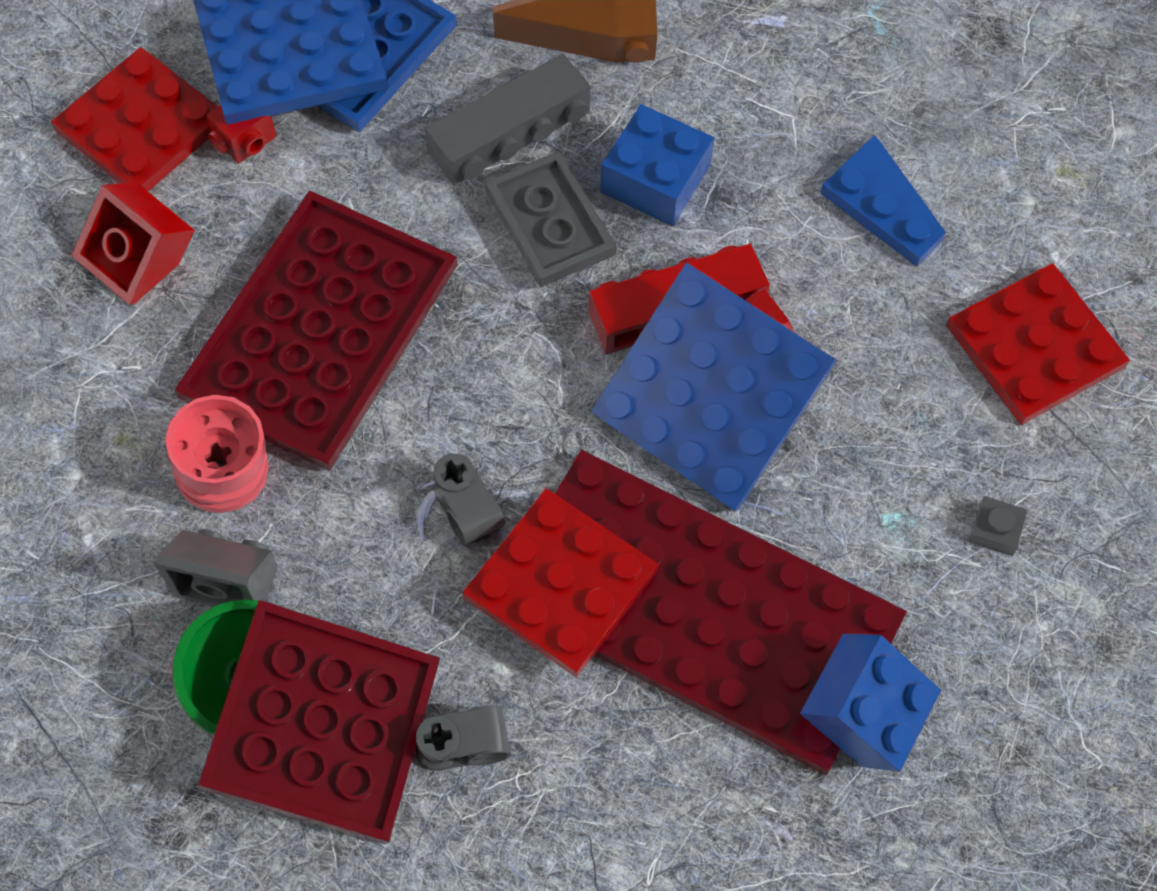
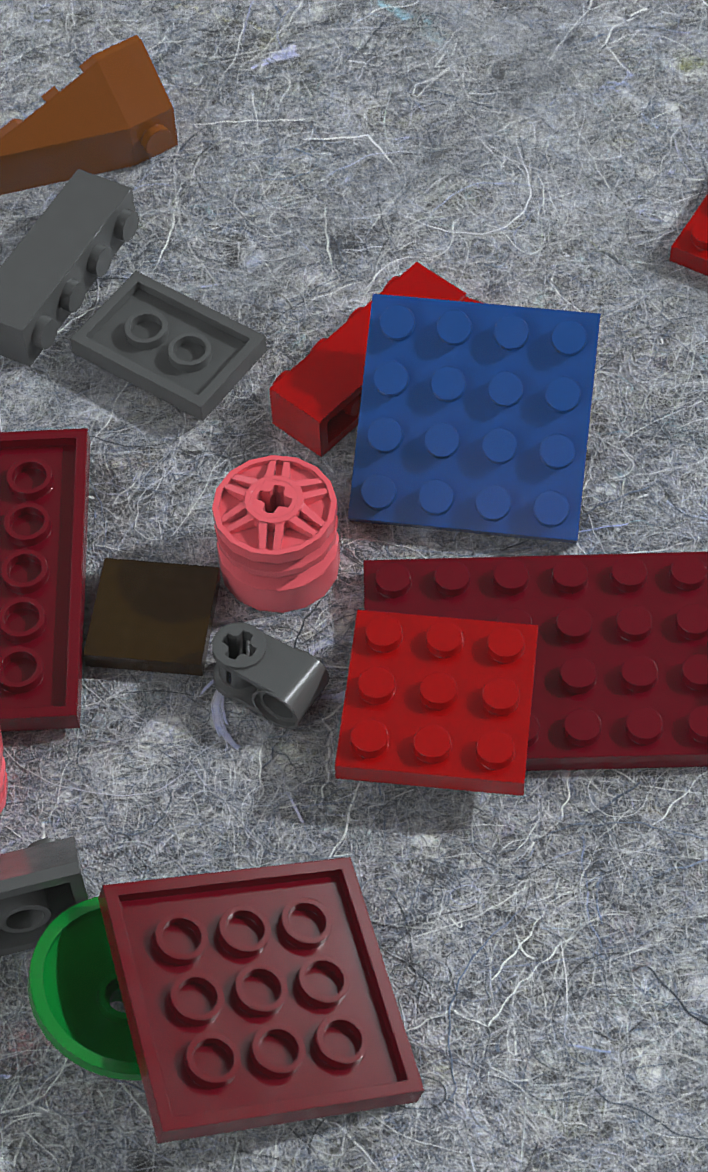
camera: 25 degrees left, 10 degrees down
(422, 416) = (152, 617): none -> dark brown tile
(468, 736) = (436, 932): dark grey piece -> none
(518, 419) = (277, 533): none -> coral wheel
(656, 164) = (255, 237): blue brick -> none
(884, 202) = (525, 171): blue wing -> none

